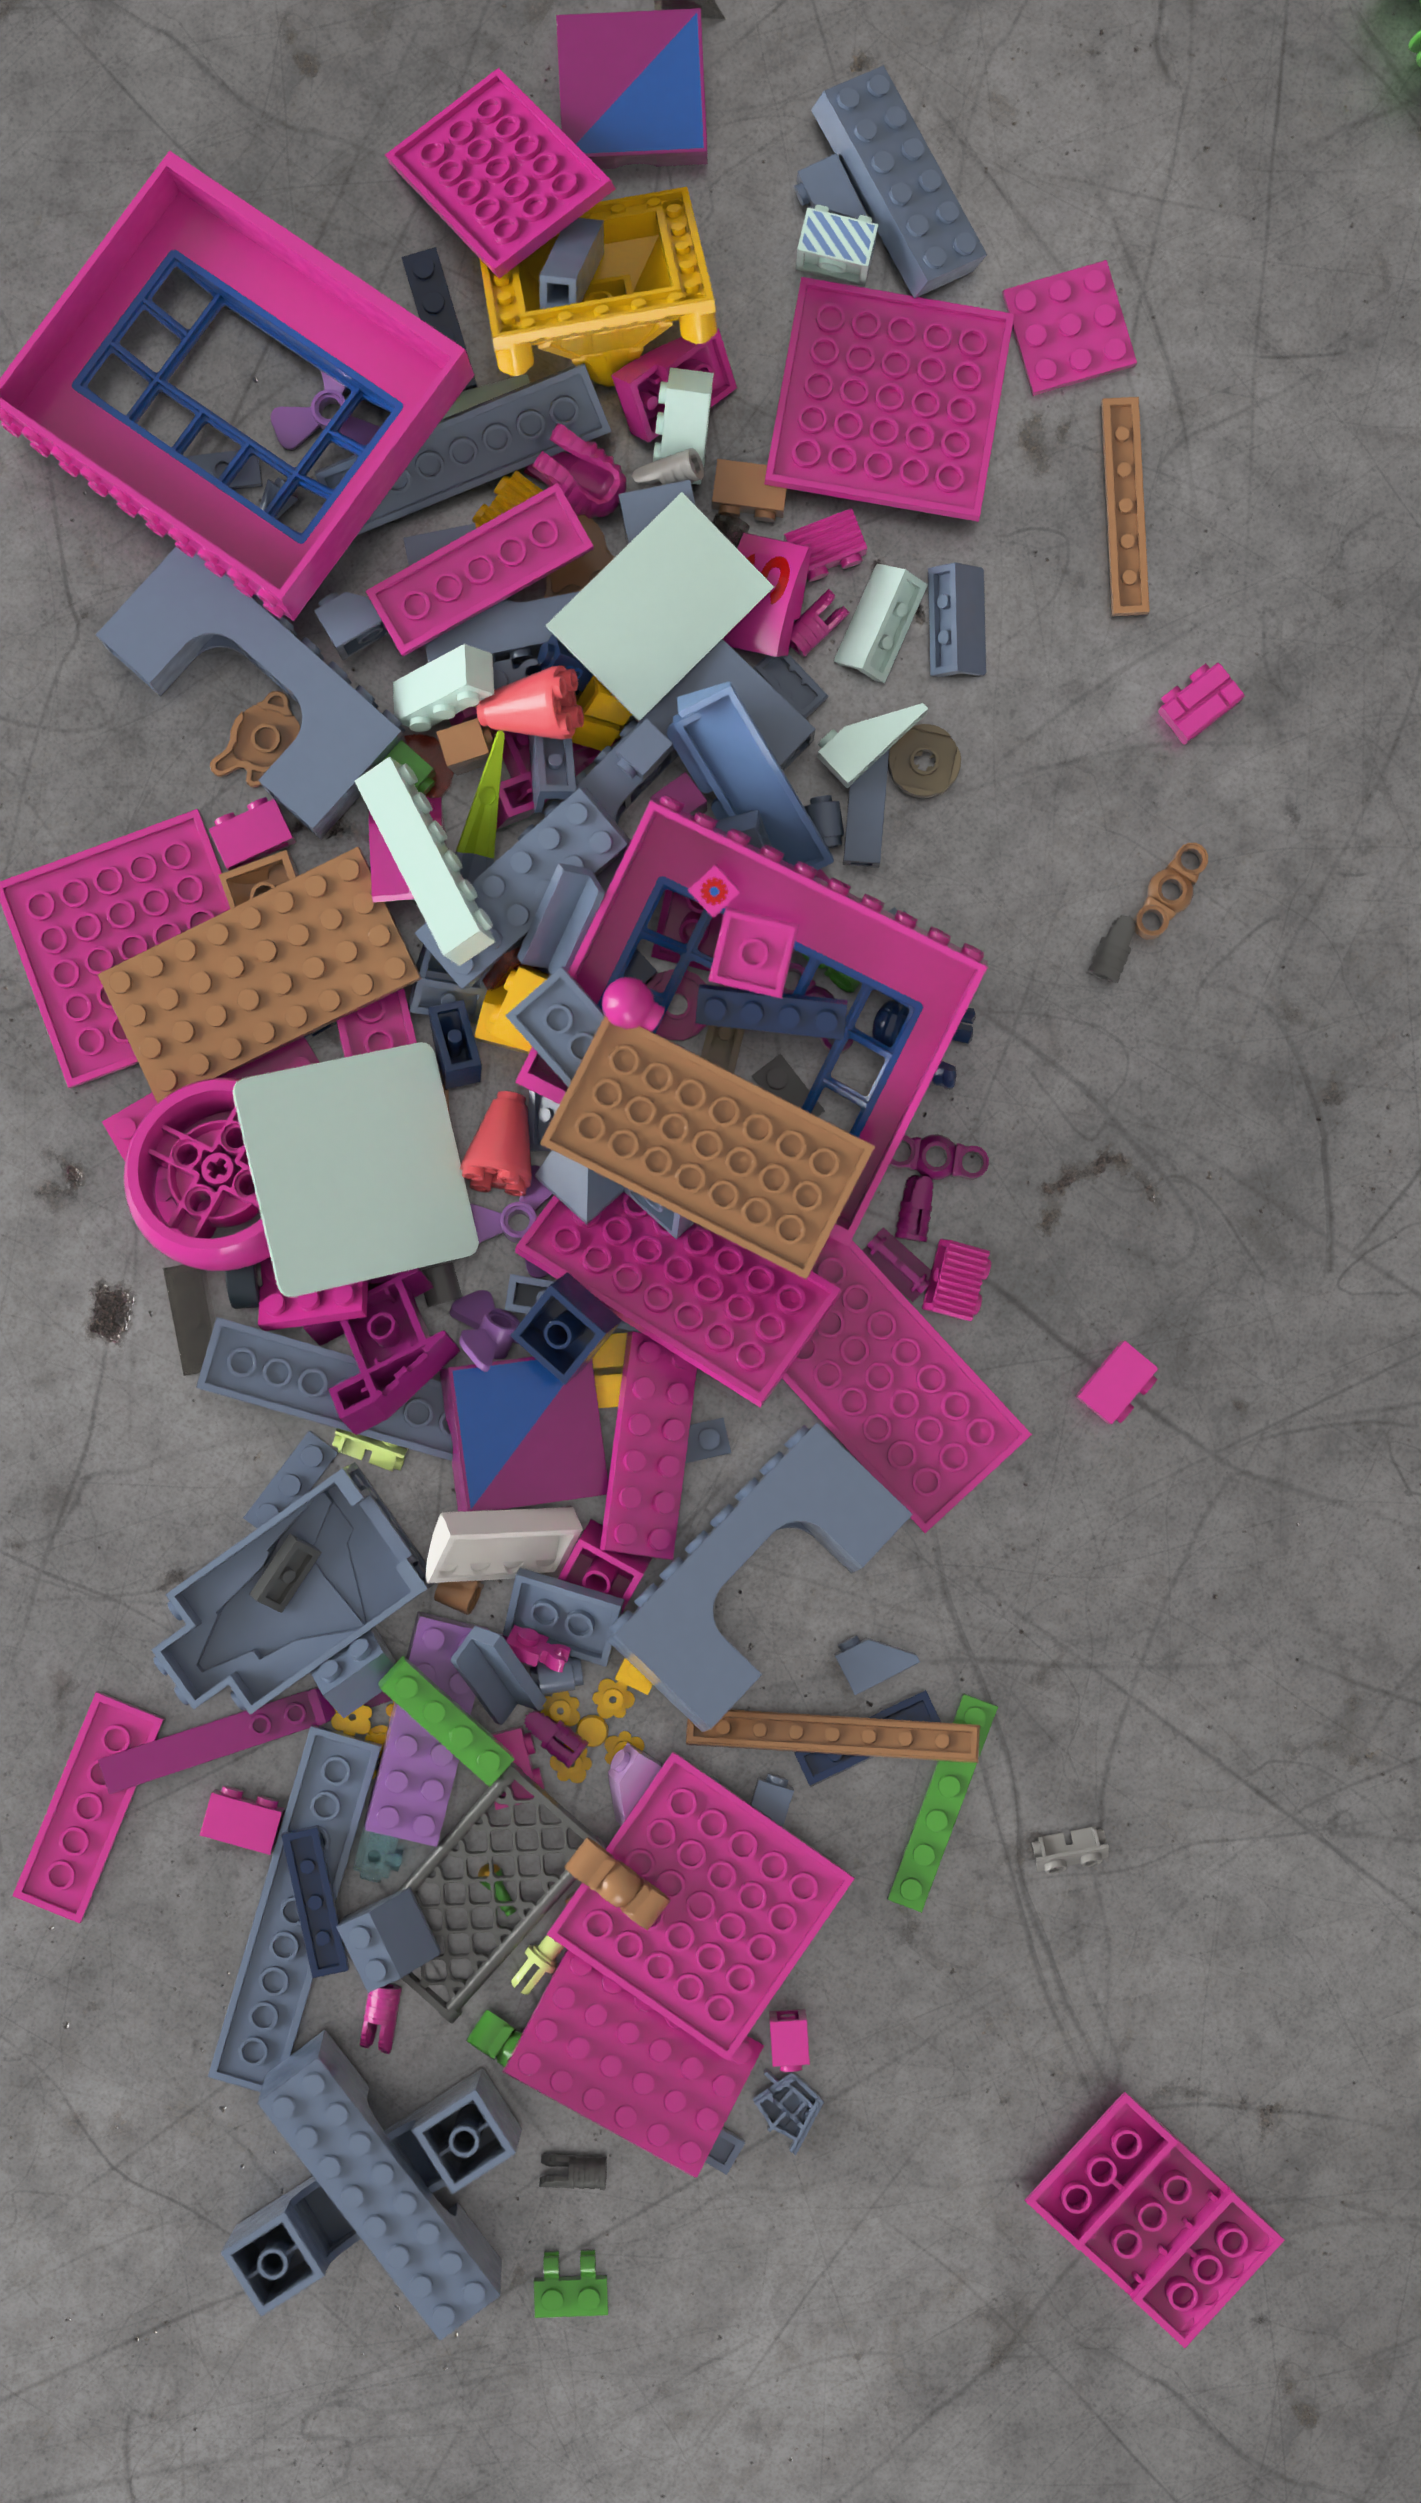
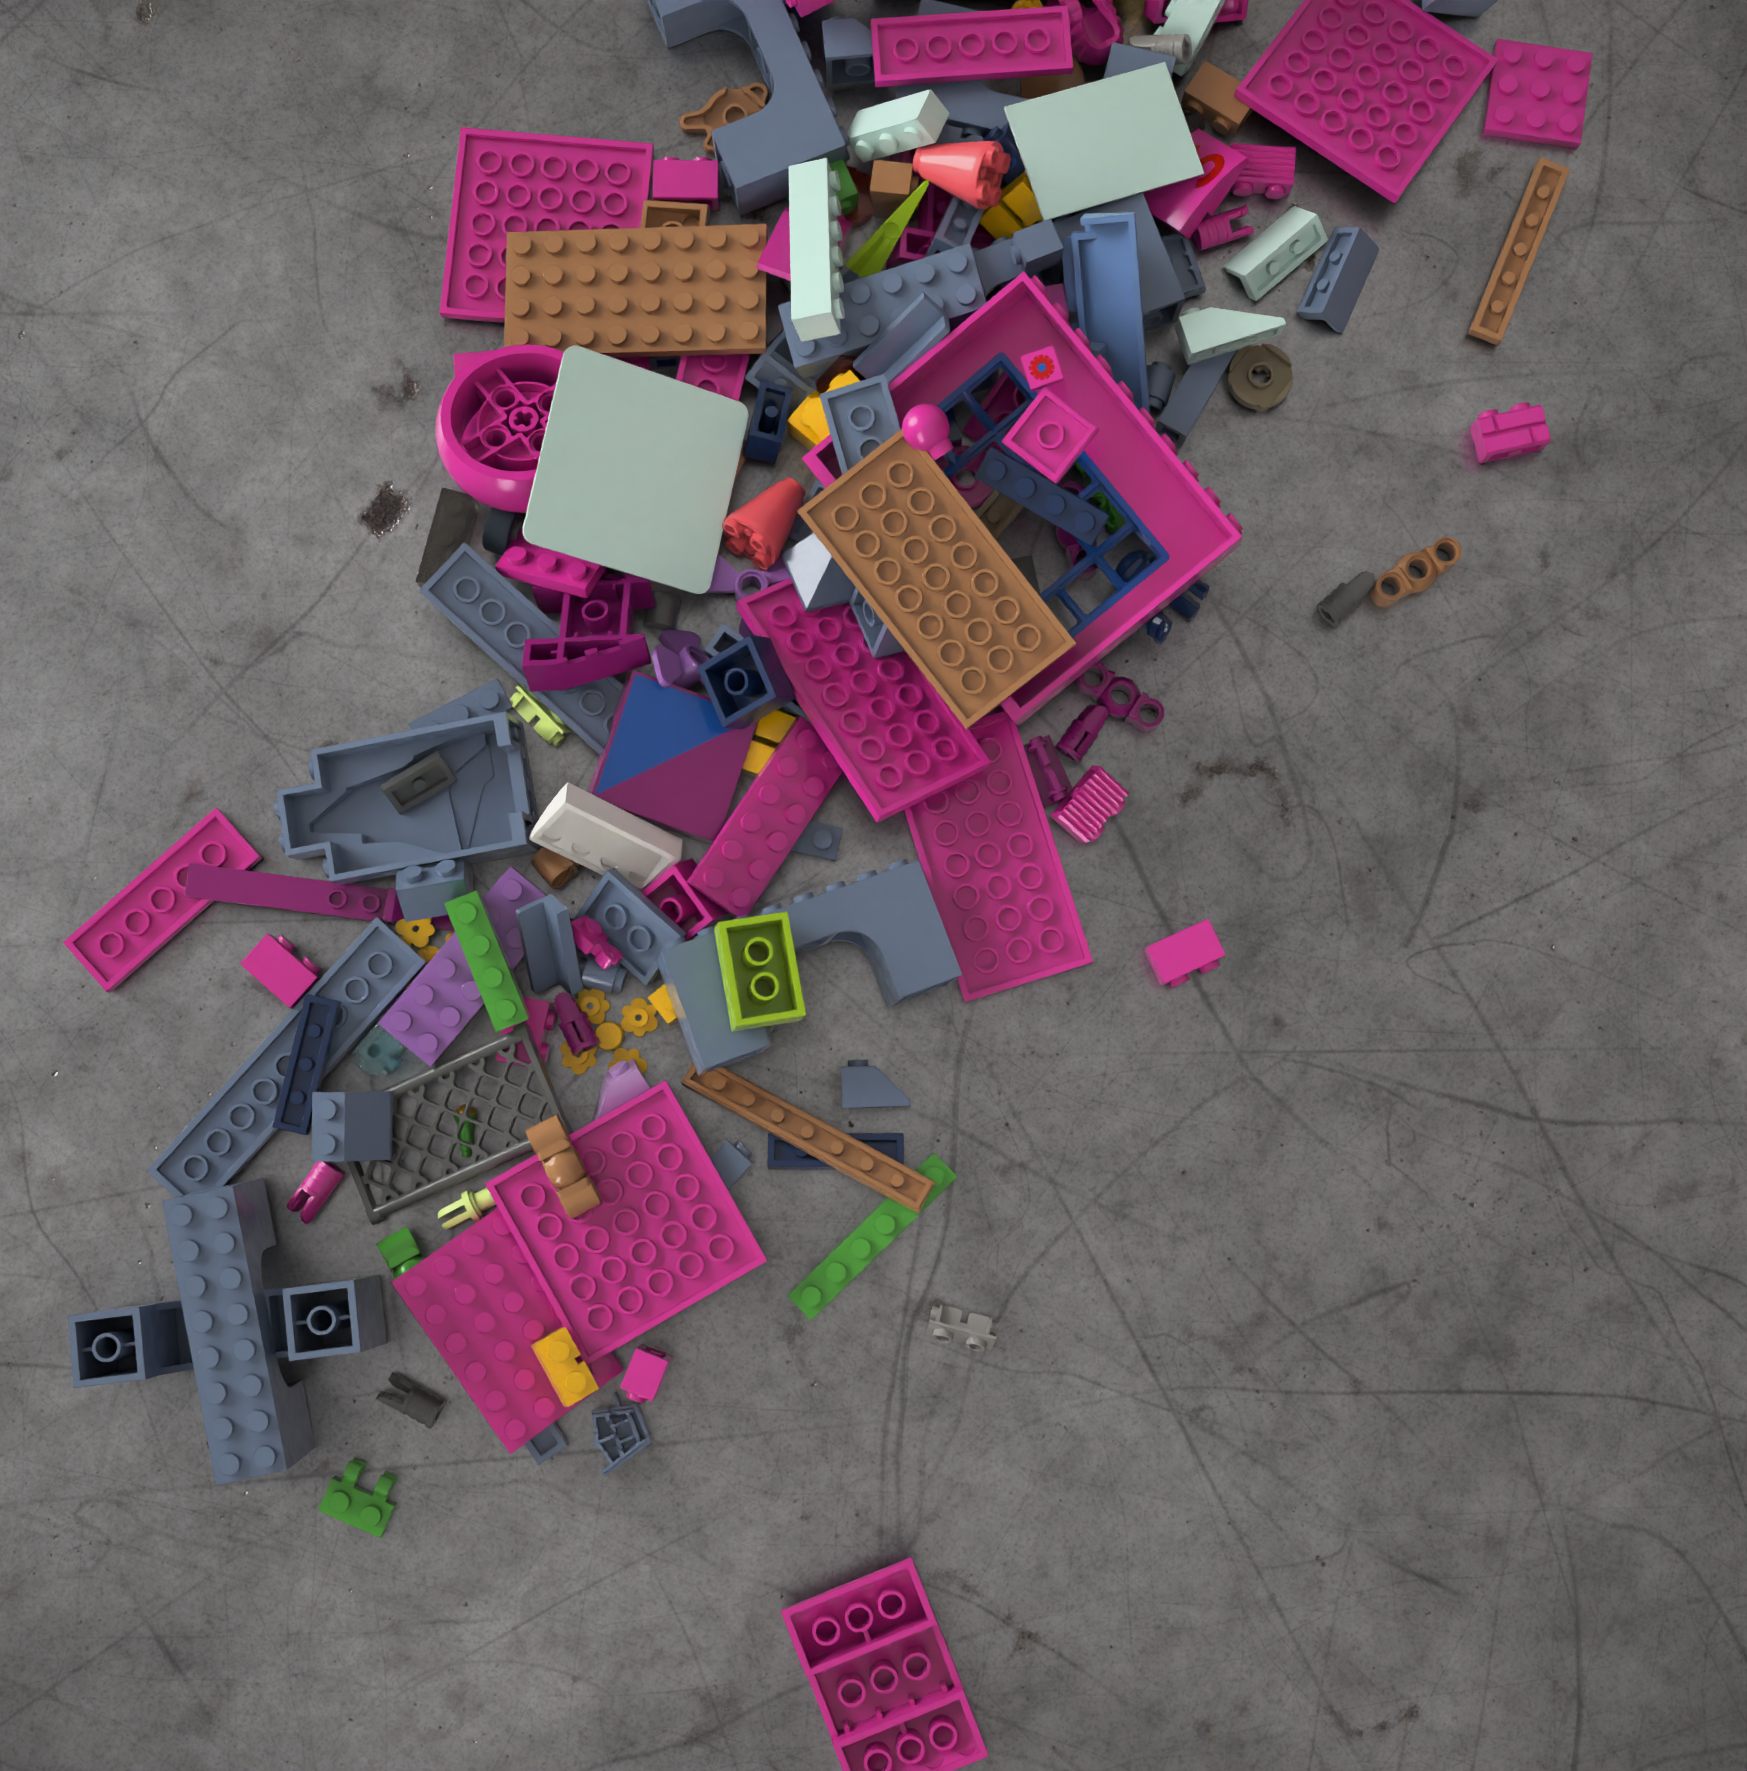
camera: 25 degrees right, 5 degrees down
(715, 2078) = (557, 1357): none -> yellow piece
(720, 1612) = (759, 971): none -> lime brick

